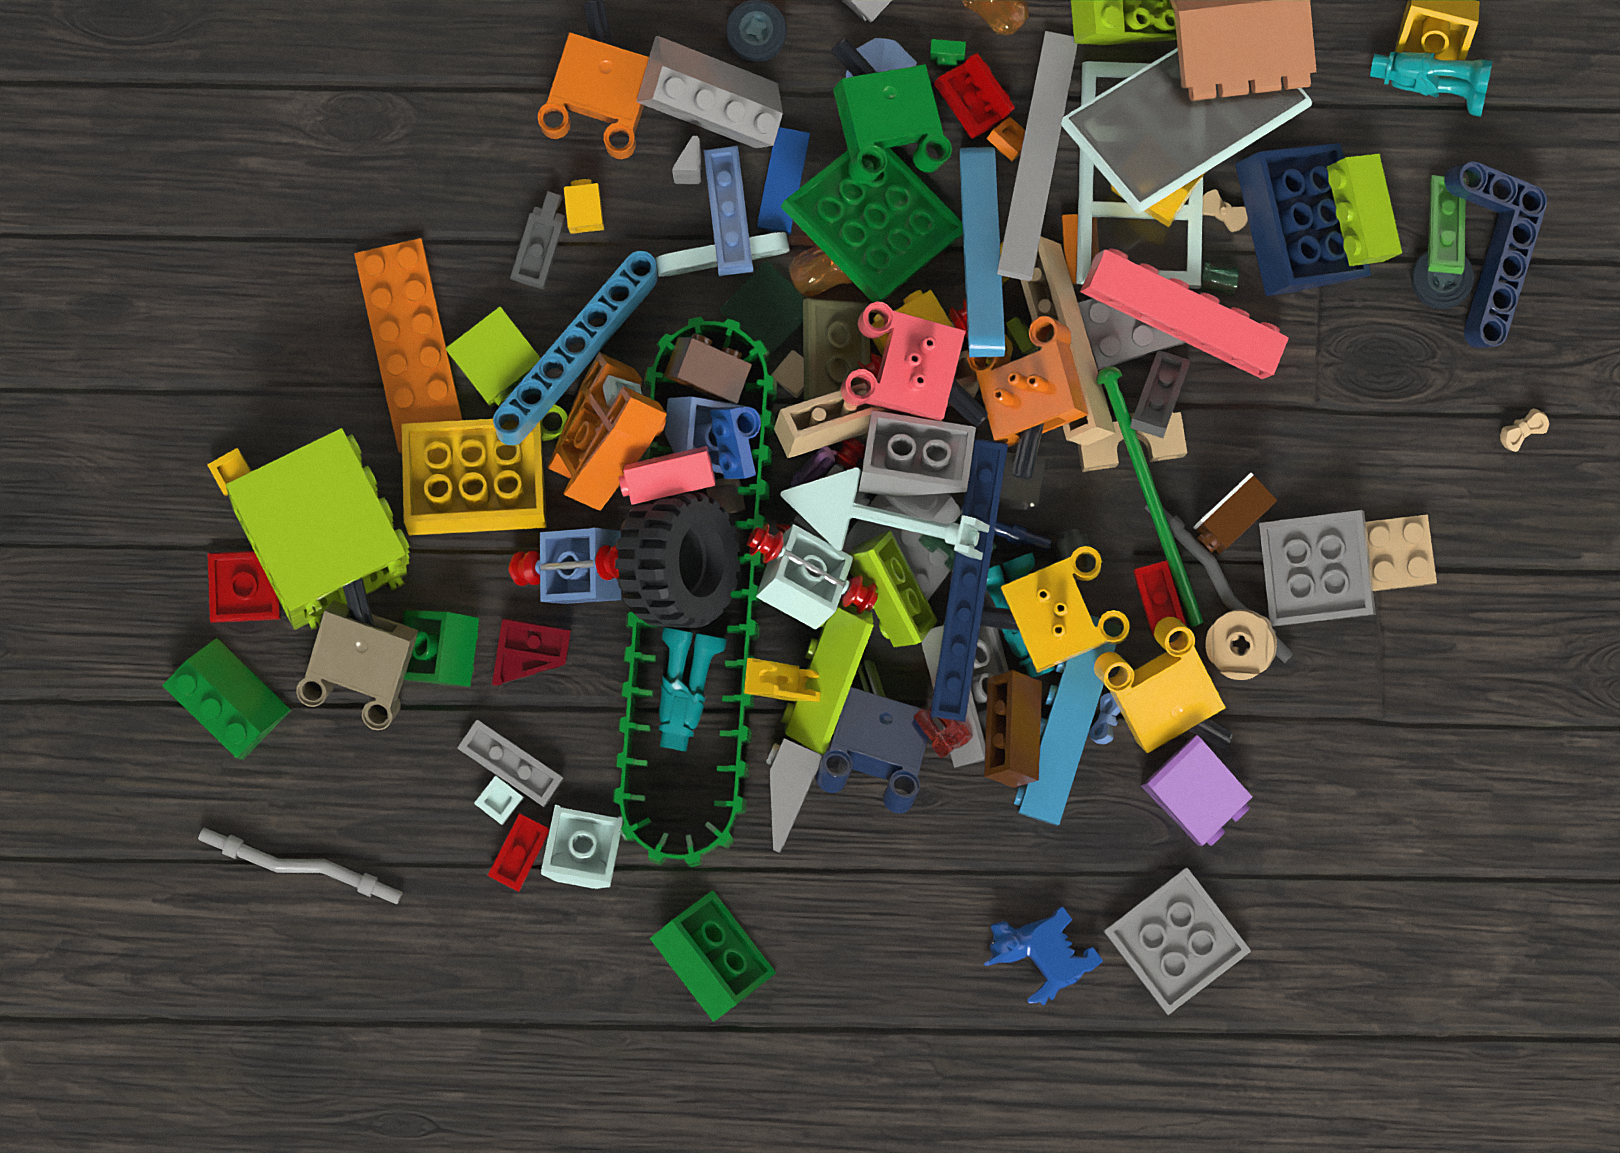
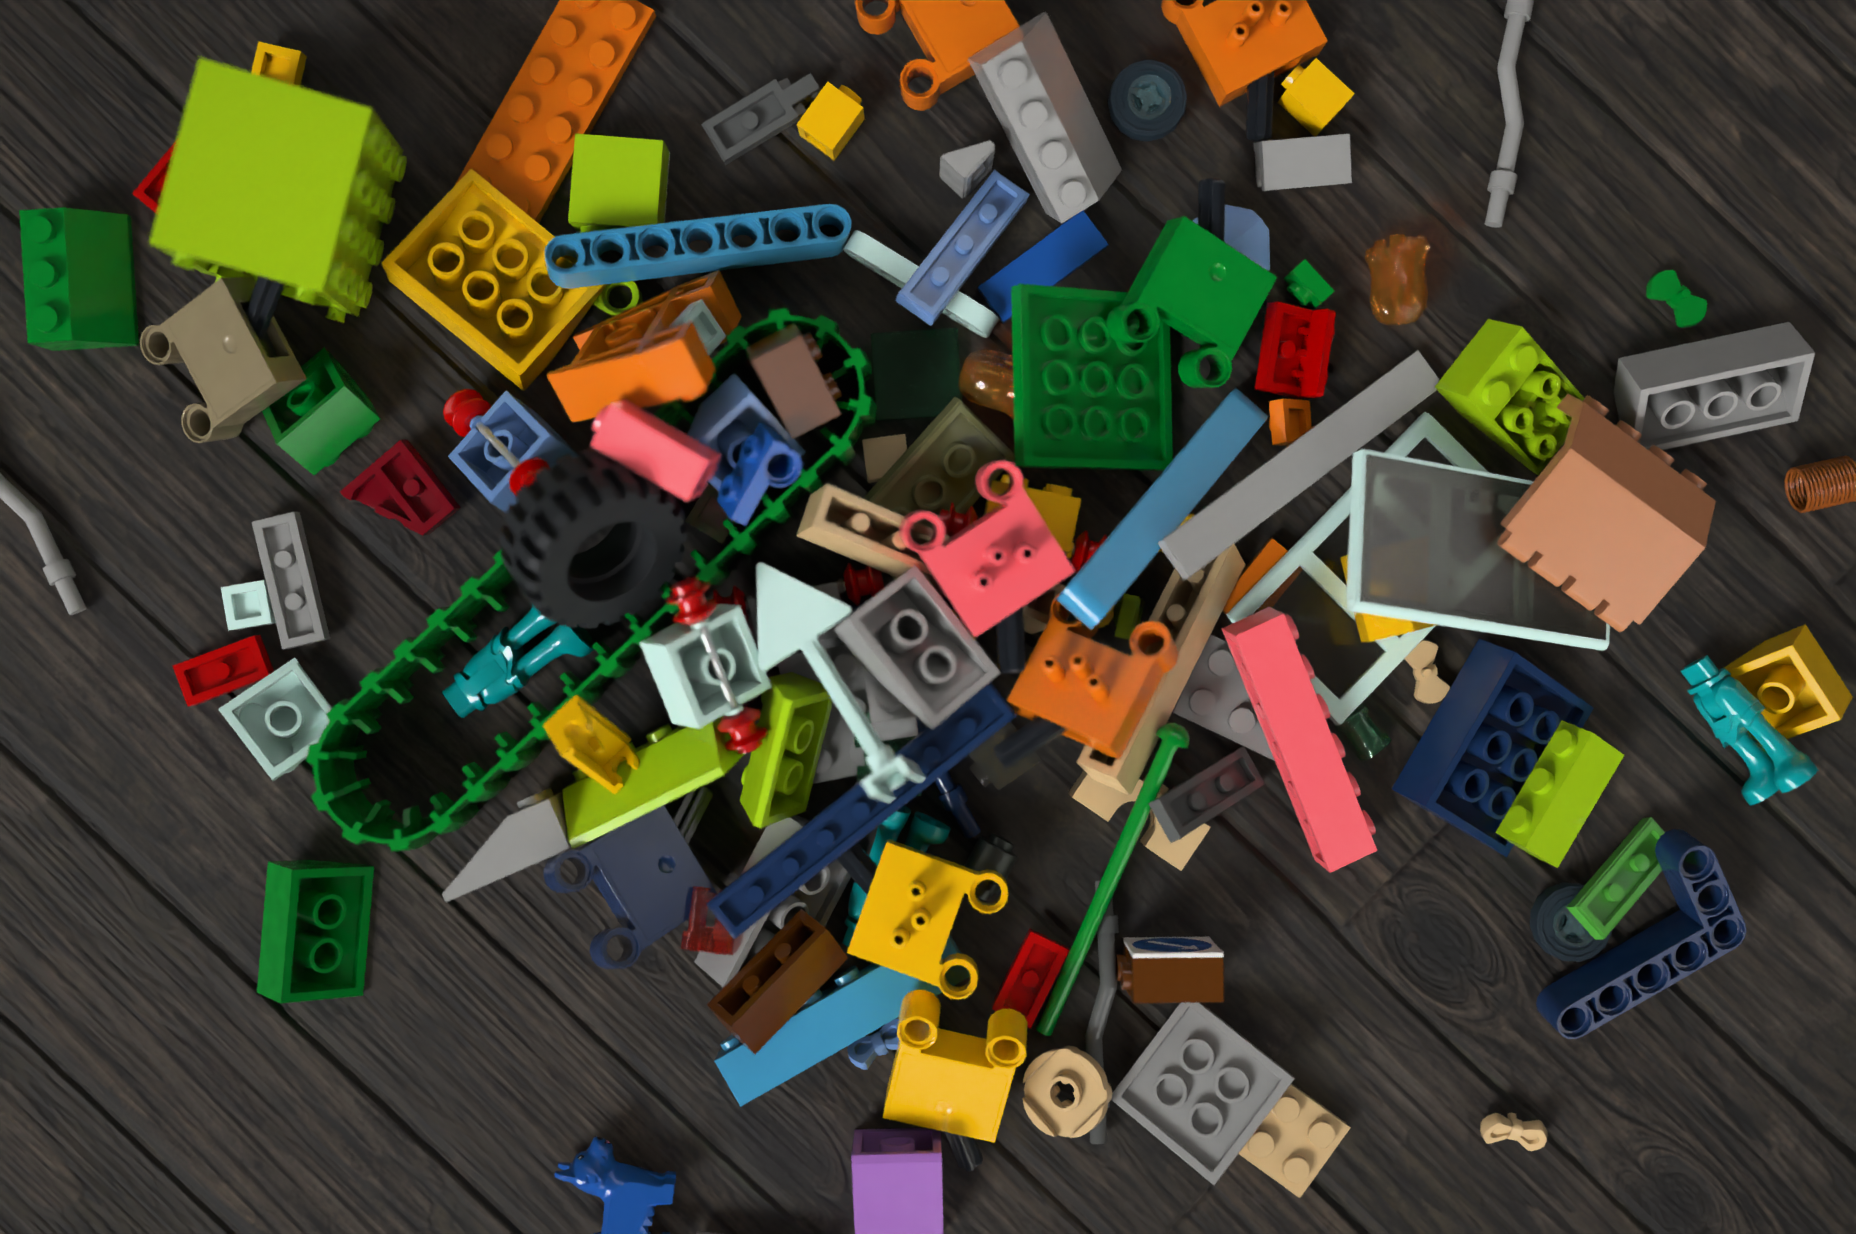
camera: 45 degrees right, 5 degrees up
(815, 466) = (818, 566): medium lavender axle -> none

